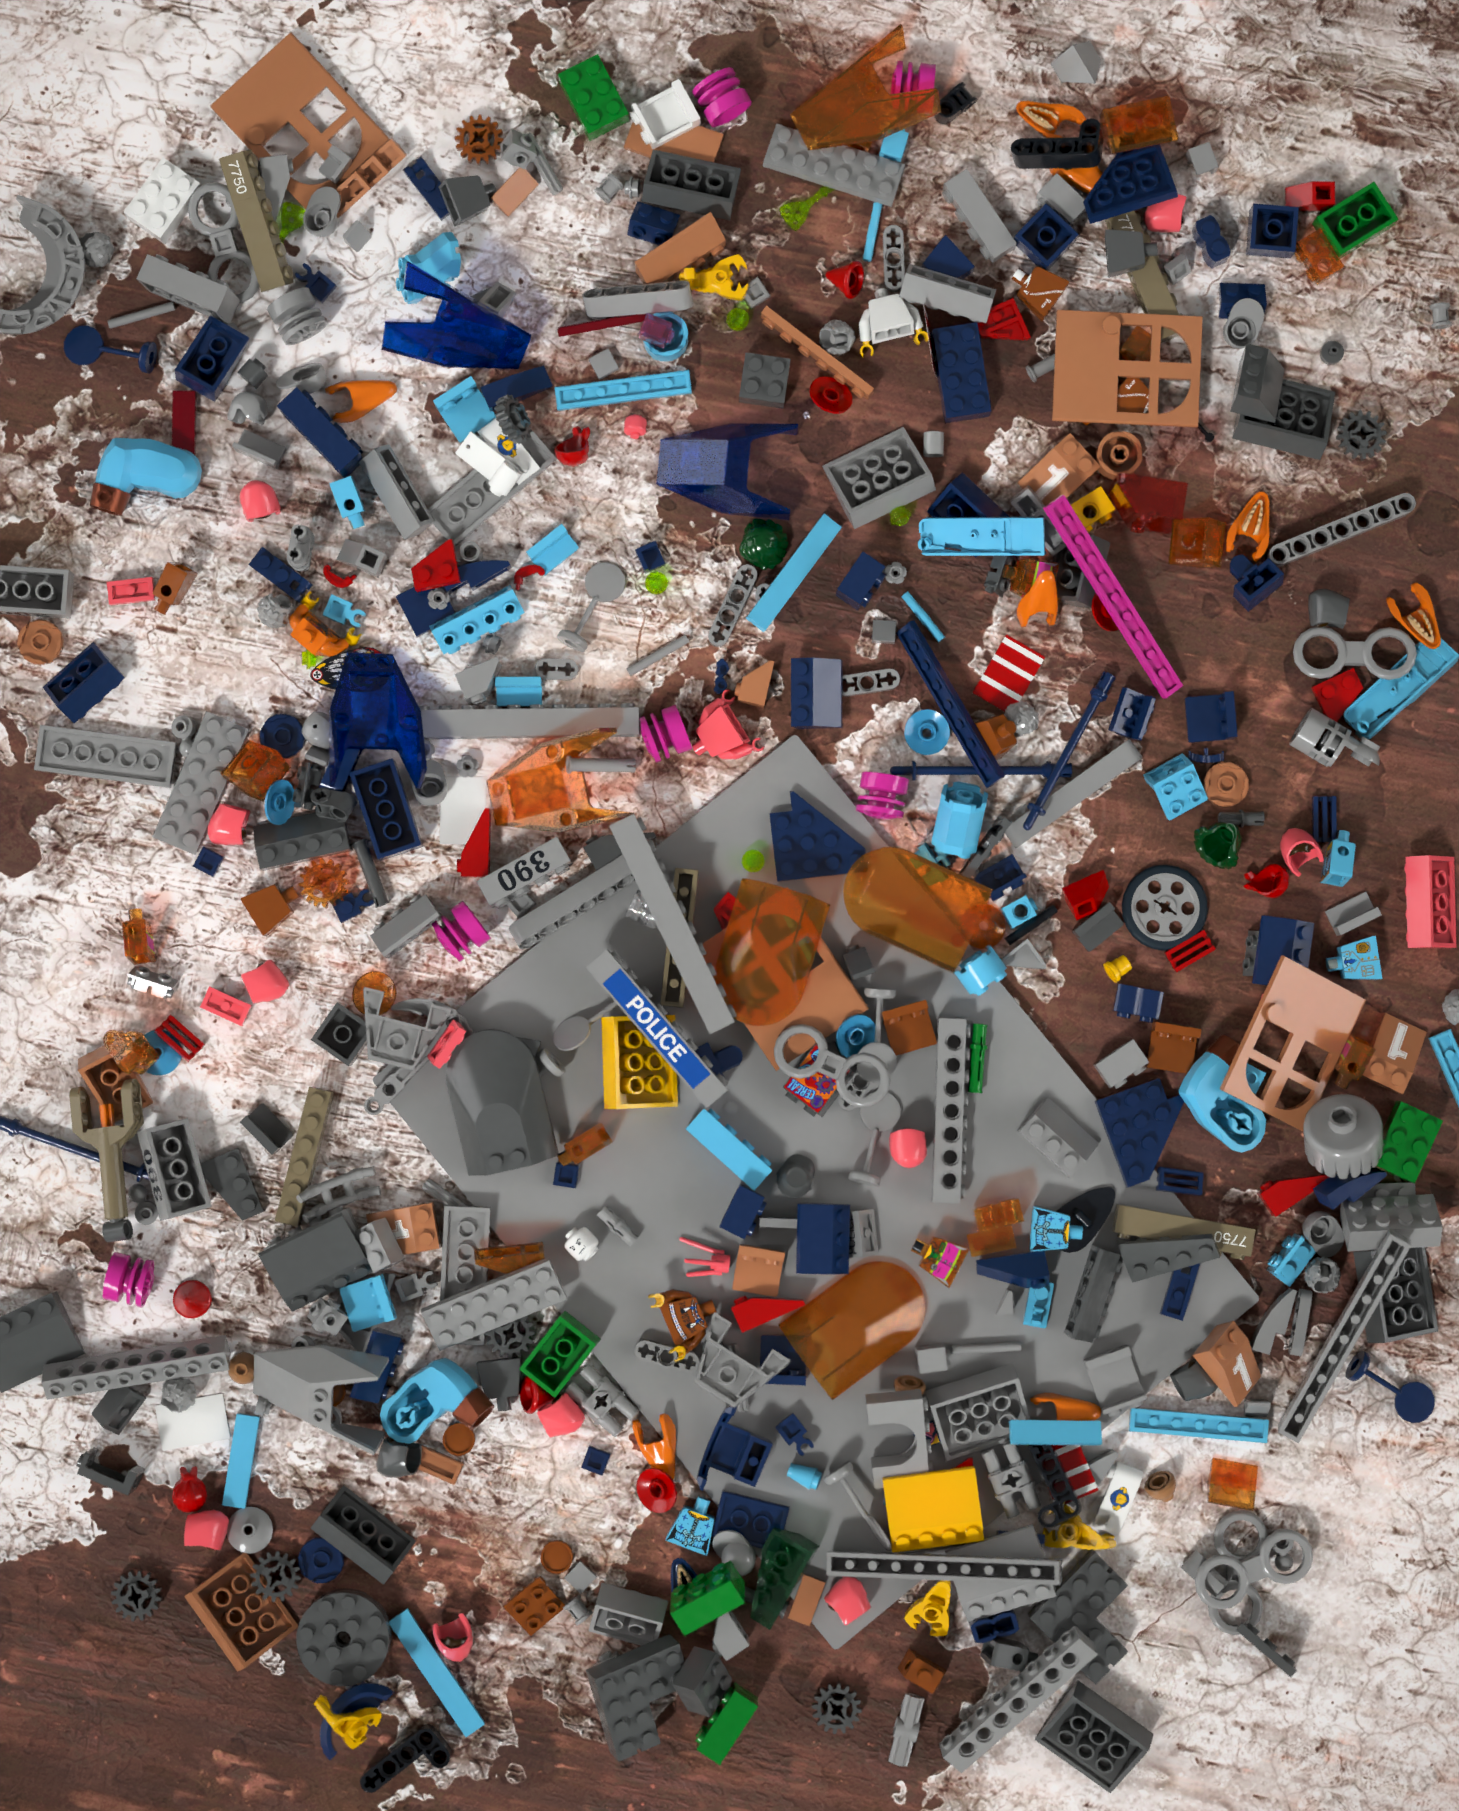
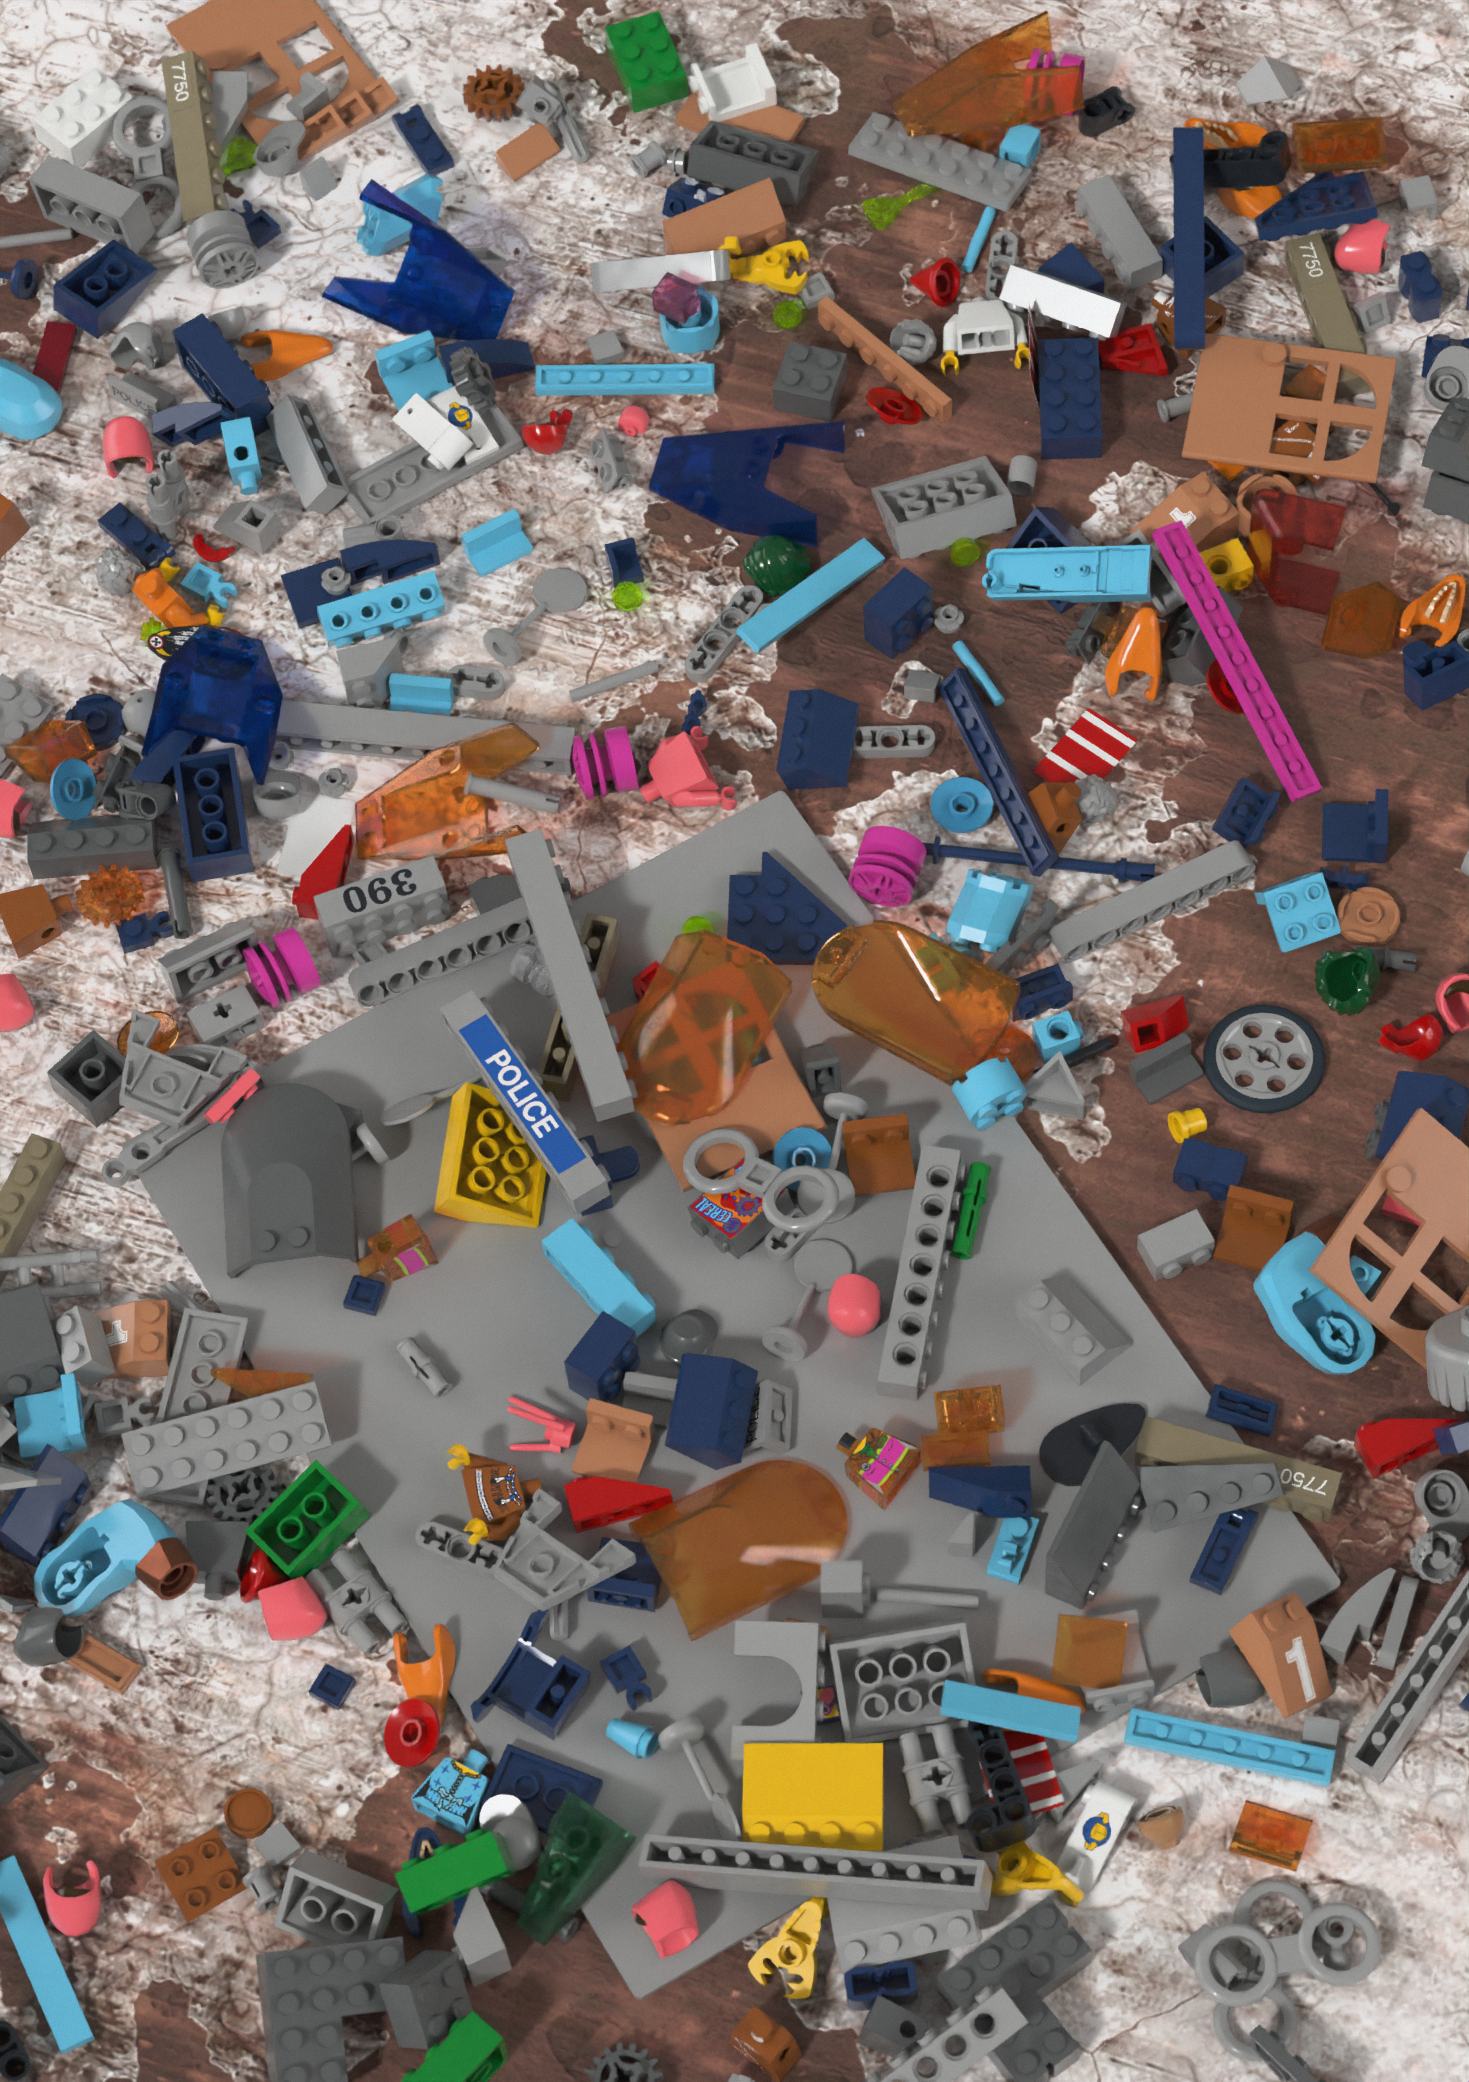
camera: 15 degrees right, 25 degrees down
(253, 372) = (153, 309): dark grey plate -> none
(304, 478) = (190, 422): none -> dark blue slope
(422, 983) = (240, 1022): none -> light grey brick
(437, 568) = (340, 540): red wing -> none
(458, 1439) = (140, 1632): dark orange piece -> none
(465, 197) = (463, 147): dark grey torso -> none
(526, 571) = (458, 567): red piece -> none
(581, 1244) = (367, 1381): white head -> none
(600, 324) = (602, 301): dark red tile -> none
(619, 458) = (606, 451): none -> light grey hinge
(721, 97) = (807, 71): dark pink wheel -> none
(755, 686) = (738, 726): nougat slope -> none
(806, 1599) = (605, 1916): nougat tile -> none
(1037, 229) = (1188, 238): none -> dark blue beam
(1051, 1230) = (1045, 1442): medium azure torso -> none
(1061, 199) = (1233, 221): light grey brick -> none
(1098, 695) = (1203, 786): dark blue bar -> none
(1101, 1380) = (1088, 1651): none -> clear orange tile
(1126, 251) = (1304, 276): dark grey torso -> none
(1138, 1127) = (1190, 1330): dark blue wing -> none
(1207, 941) = (1288, 1106): red tile -> none
(1291, 1259) = (1391, 1530): medium azure bracket -> none

